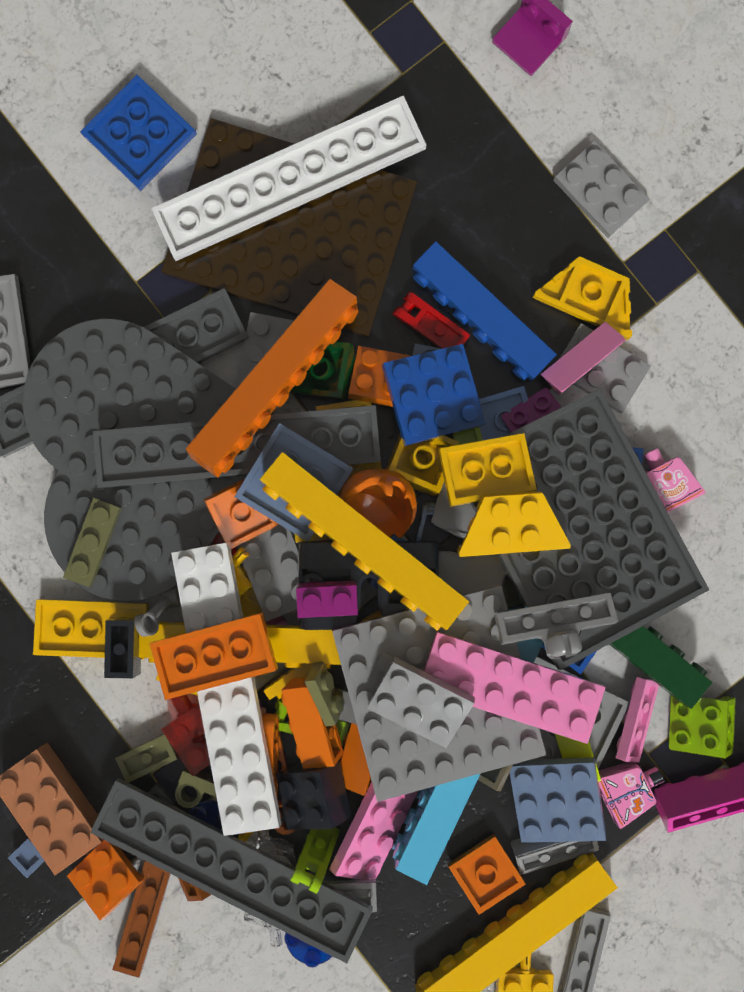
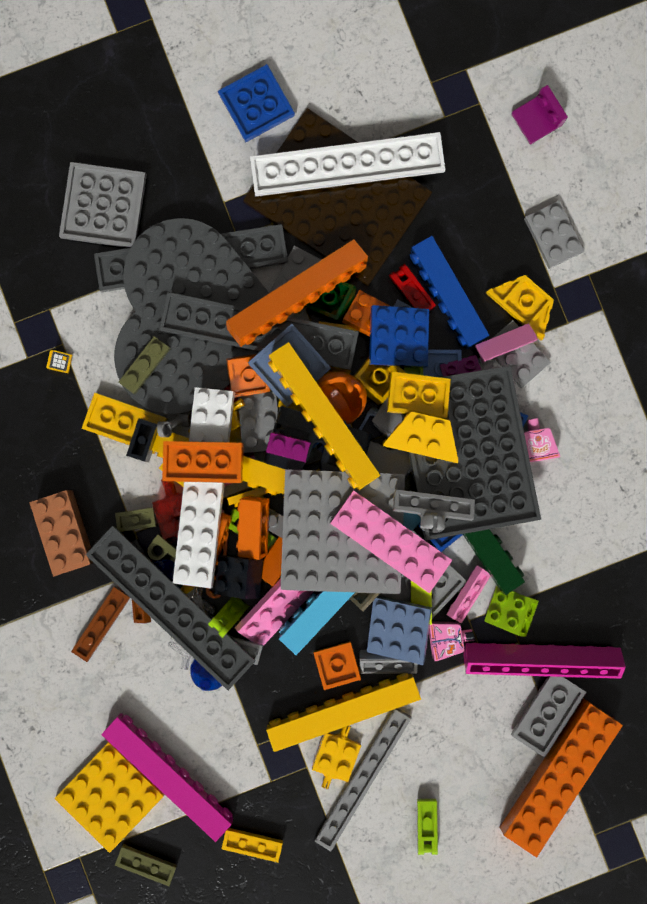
camera: 15 degrees right, 0 degrees up
(26, 858) = (37, 561): sand blue plate -> none
(105, 878) = (84, 590): orange plate -> none
(324, 693) = (267, 510): olive plate -> none
(421, 702) = (328, 532): light grey plate -> none

